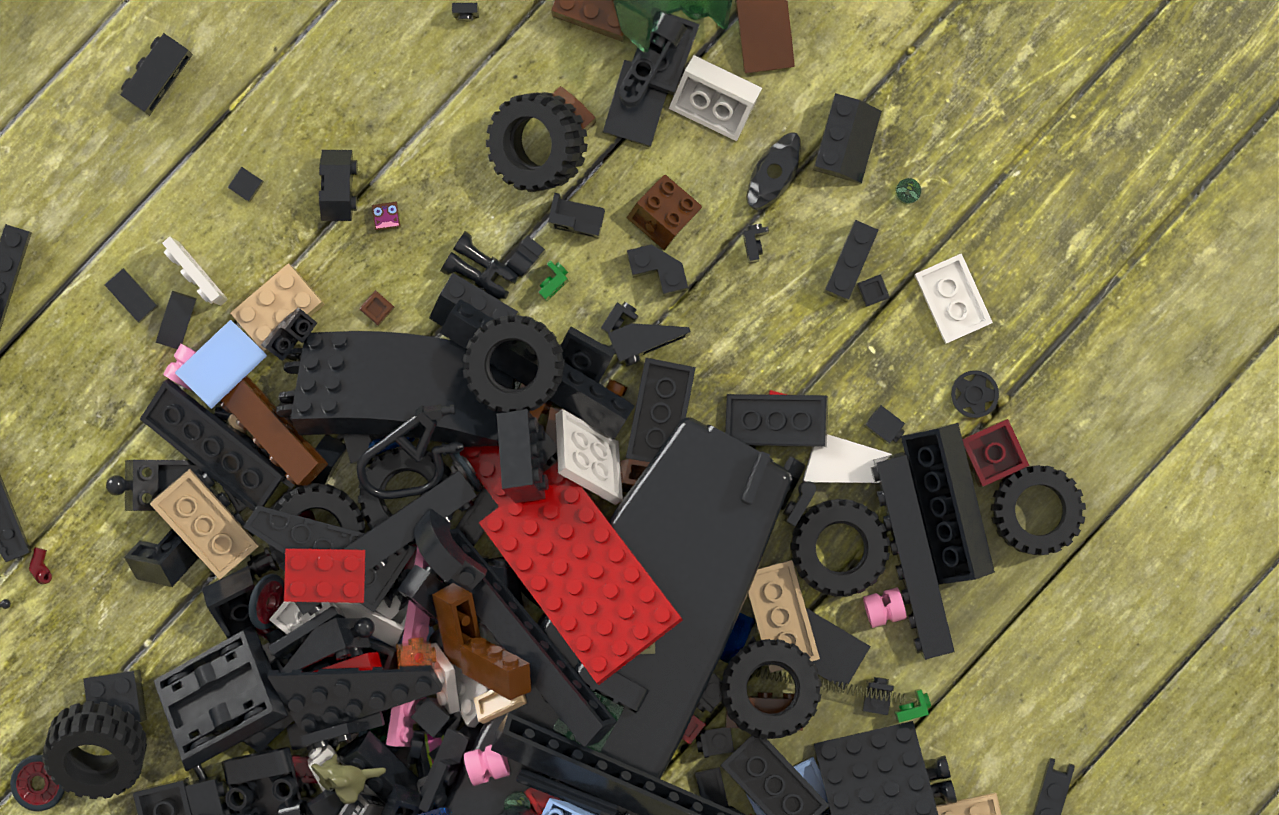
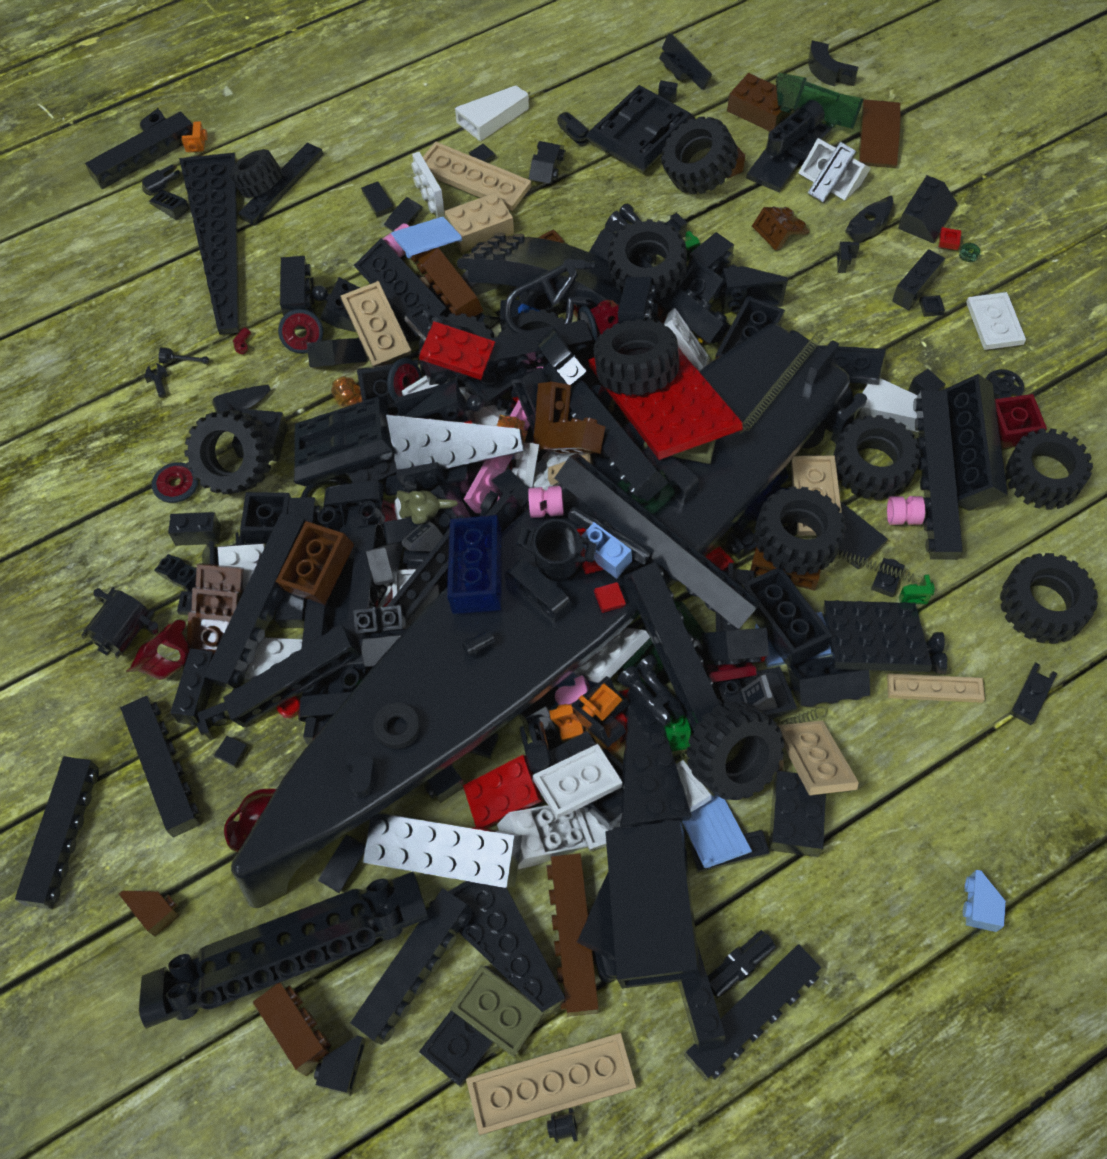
camera: 15 degrees right, 25 degrees down
(72, 657) = (240, 398): none -> black piece
(85, 488) = (296, 285): none -> black brick
(99, 552) = (296, 318): none -> dark red wheel
(155, 73) = (443, 84): black brick -> none
(194, 612) = (345, 391): none -> clear orange head
(237, 110) = (492, 112): none -> white slope
(245, 227) = (475, 175): none -> tan plate
(288, 332) = (482, 228): black slope -> none
(358, 113) = (573, 128): none -> black arm
(386, 216) = (575, 191): tile -> none
(445, 91) = (638, 128): none -> black piece
(483, 461) = (605, 315): none -> dark red brick
(516, 518) = (636, 357): none -> black tyre
(575, 217) = (707, 216): black panel -> none
(588, 307) = (714, 253): none -> black brick
(650, 259) = (766, 249): black brick -> none
(713, 115) = (832, 172): none -> tile
(721, 497) = (779, 379): none -> olive piece
(880, 178) = (949, 238): none -> red plate
(1088, 692) = (1065, 579): none -> black tyre

